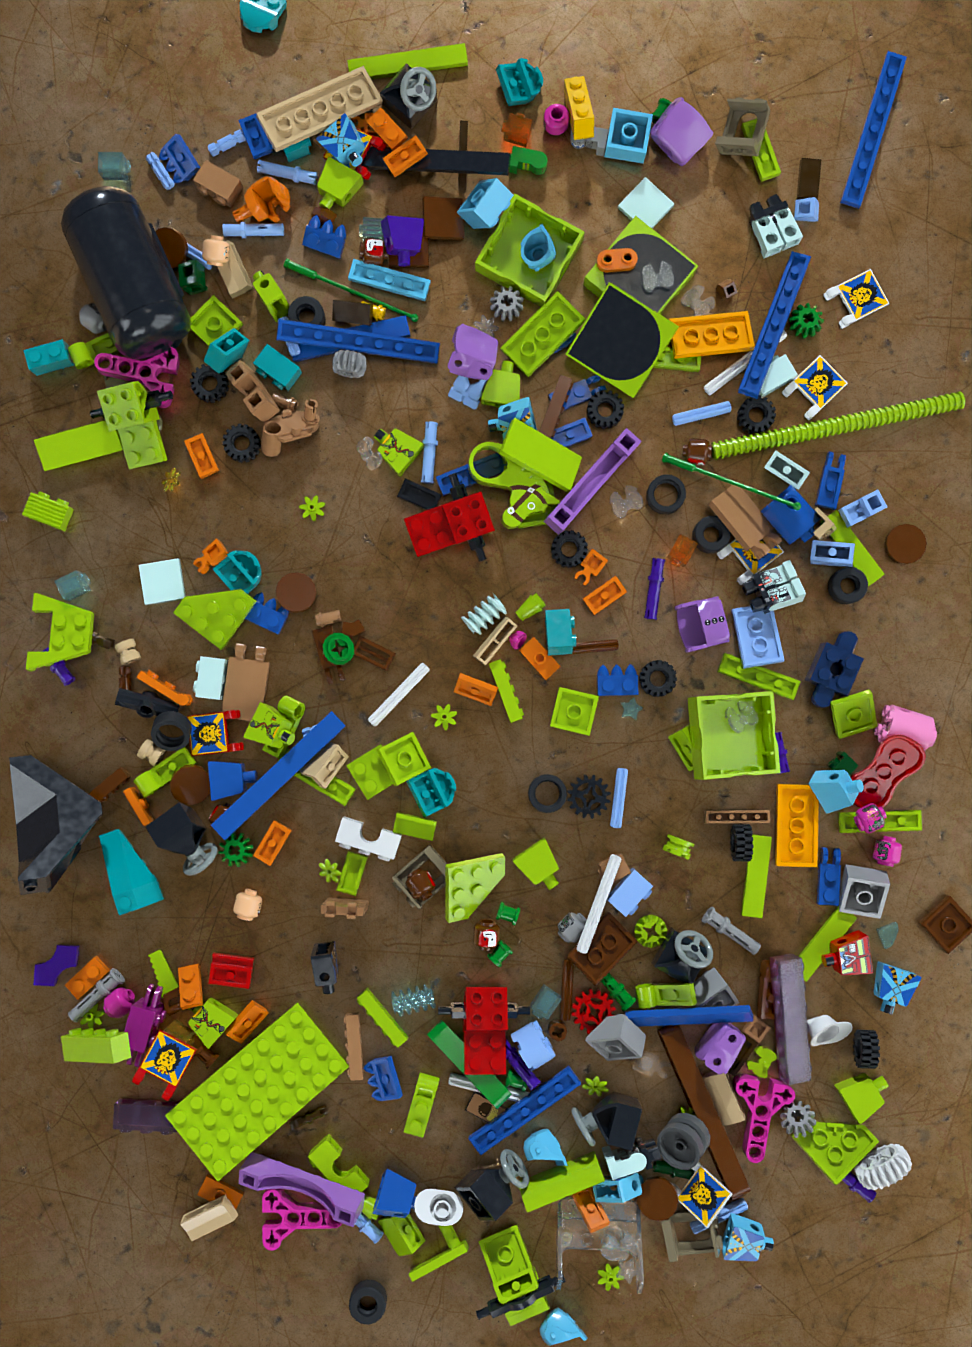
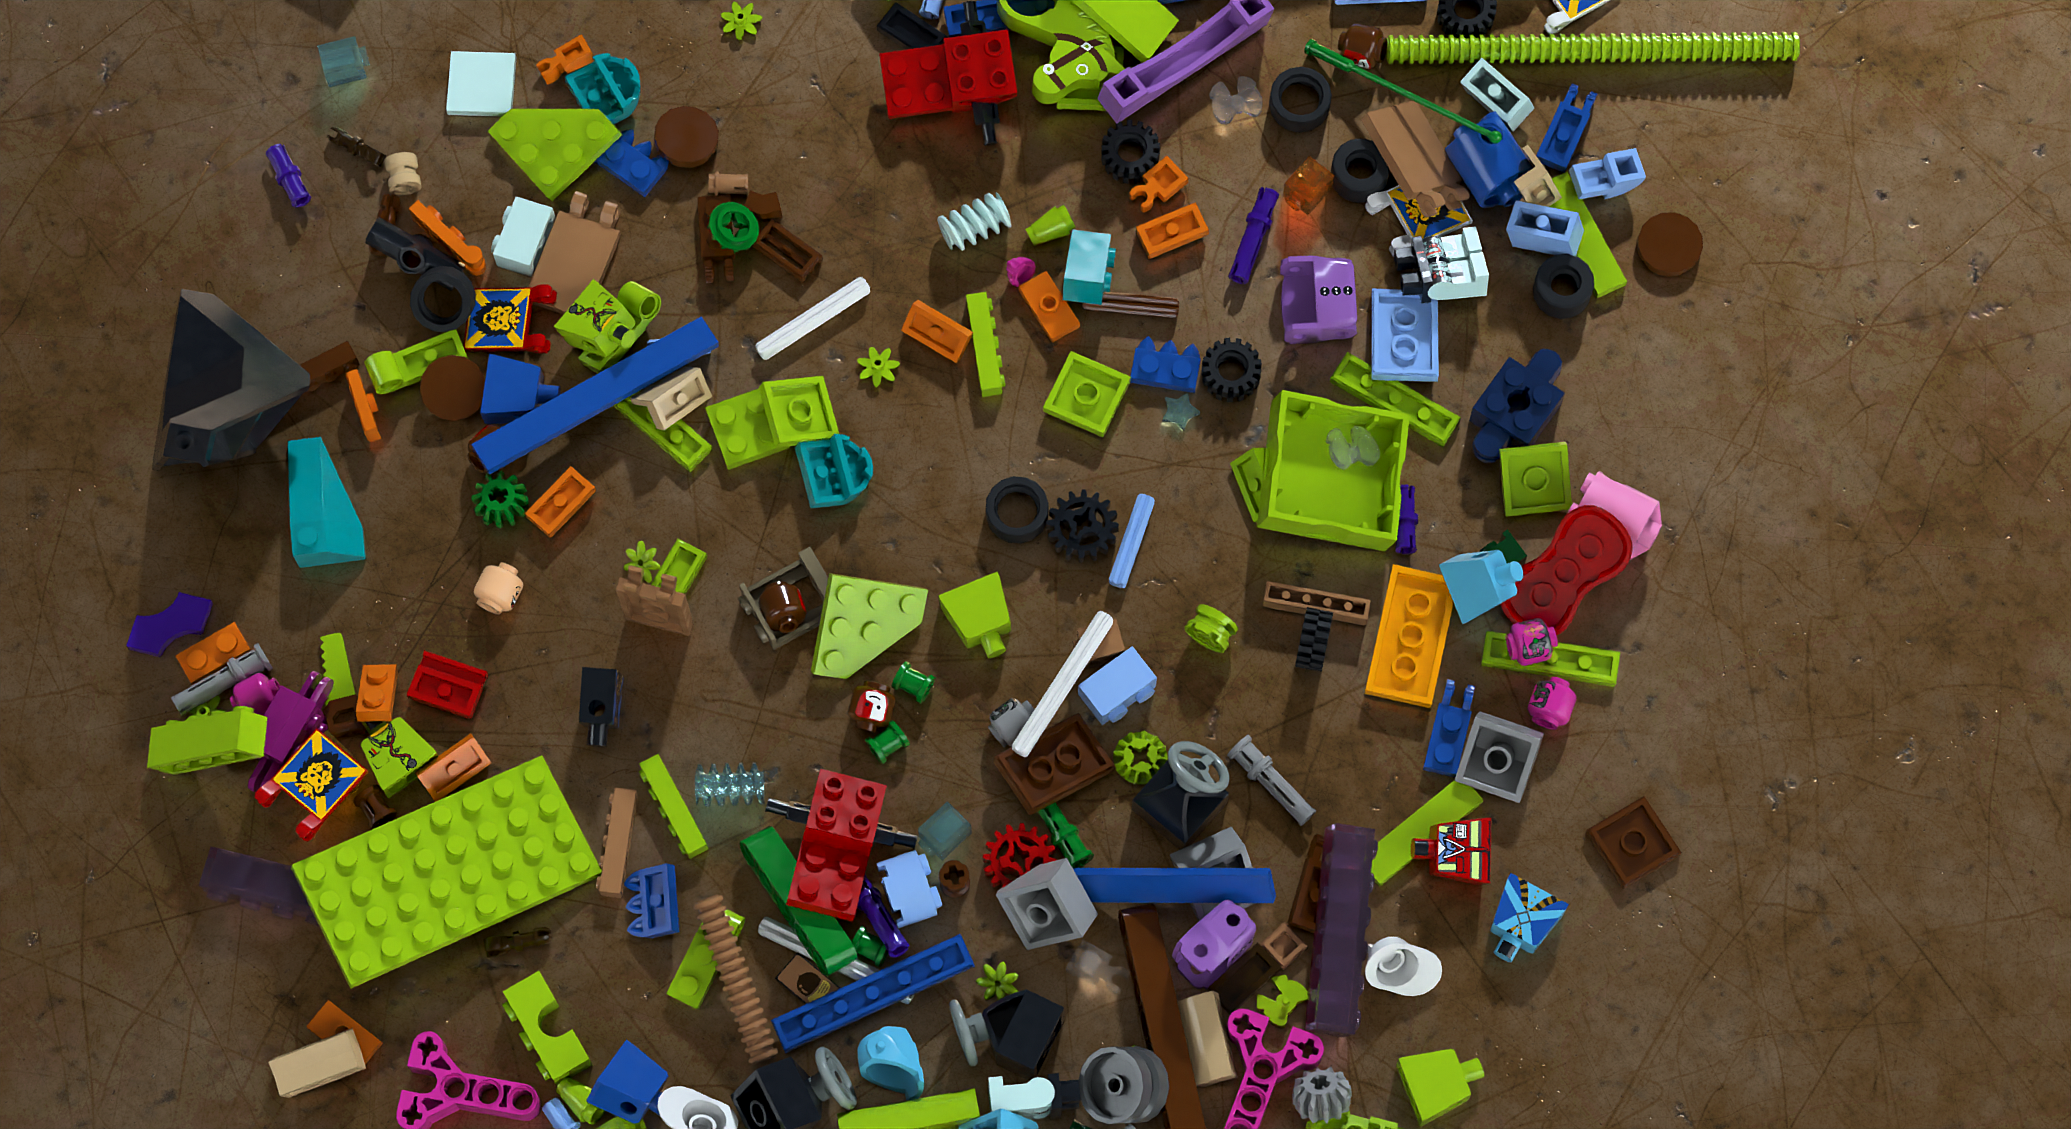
camera: 15 degrees right, 15 degrees down
(69, 632) = (319, 129): lime wing -> none
(153, 754) = (401, 328): tan wheel -> none
(181, 832) = (421, 454): black piece -> none
(265, 1173) = (529, 1054): medium lavender arch -> none
(351, 835) = (738, 539): white arch -> none
(414, 826) = (794, 518): lime panel -> none
(442, 1120) = (735, 979): none -> medium nougat piece
(498, 644) = (979, 259): tan piece -> none
(566, 990) = (983, 822): reddish brown axle -> none
(665, 994) = (1146, 850): lime plate -> none
(756, 877) = (1330, 704): lime tile -> none
(866, 1049) = (1456, 1002): black tyre -> none
(888, 934) = (1530, 838): clear light blue tile -> none

